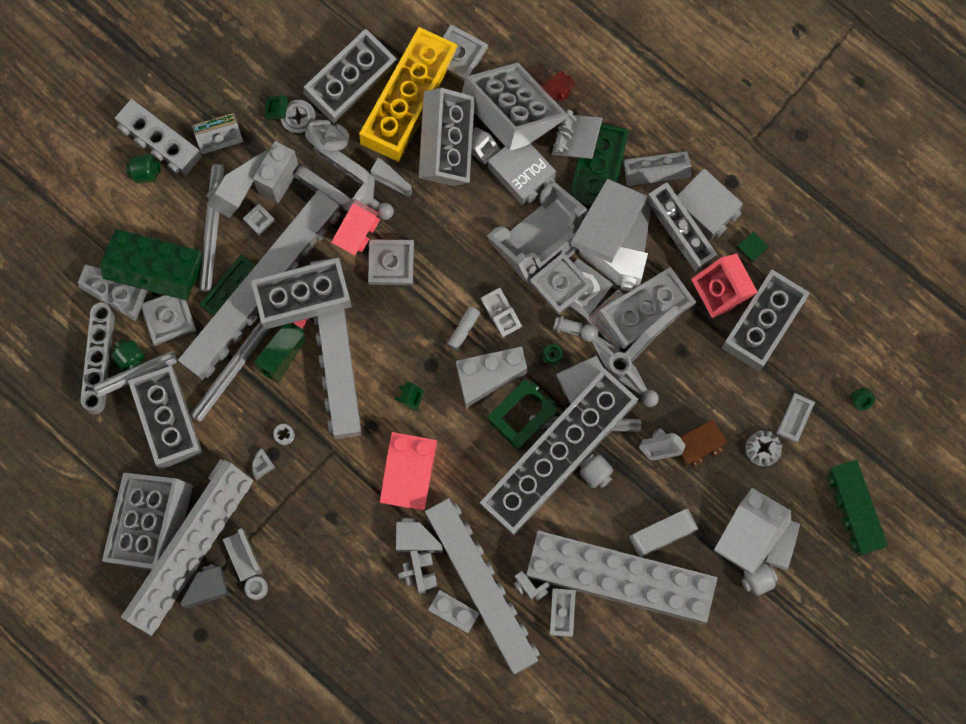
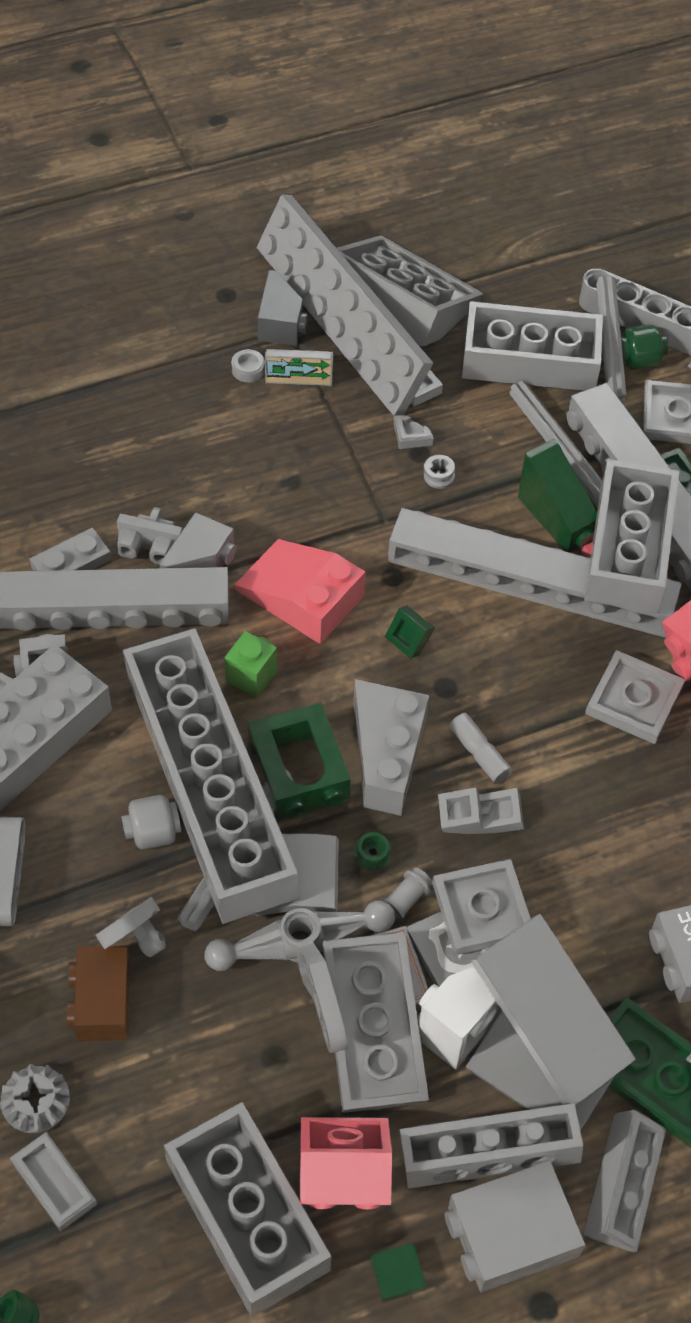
camera: 115 degrees right, 20 degrees down
(476, 469) = (251, 664): none -> bright green brick
(542, 234) = (571, 886): light grey windscreen -> none

